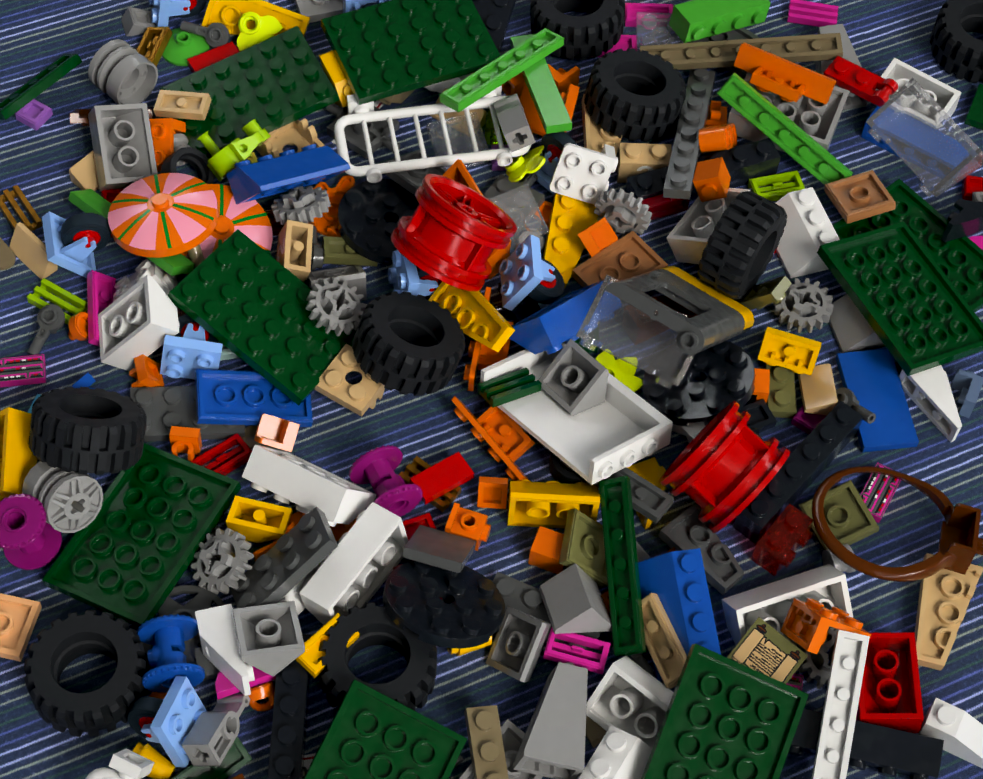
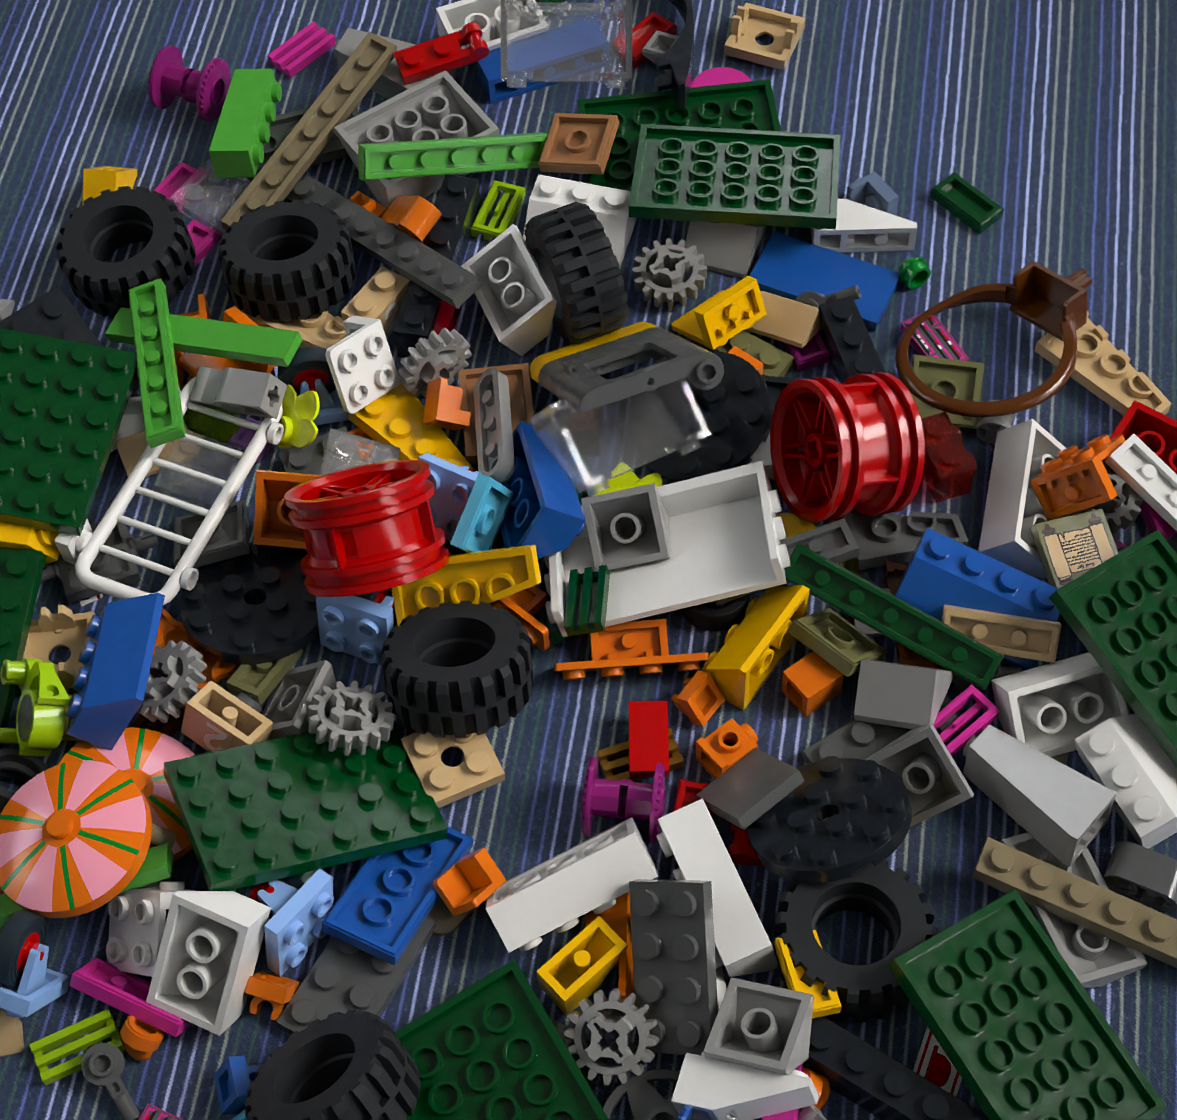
camera: 50 degrees left, 0 degrees up
(186, 441) = (402, 995): orange tile -> none
(228, 461) = (449, 935): red tile -> none
(518, 294) = (482, 515): none -> medium azure tile
(592, 270) = (494, 425): none -> light grey plate
(711, 179) = (468, 251): orange brick -> none
(766, 293) = (642, 289): olive plate -> none
(782, 76) = (385, 112): orange bracket -> none
(926, 449) = (914, 272): none -> green plate

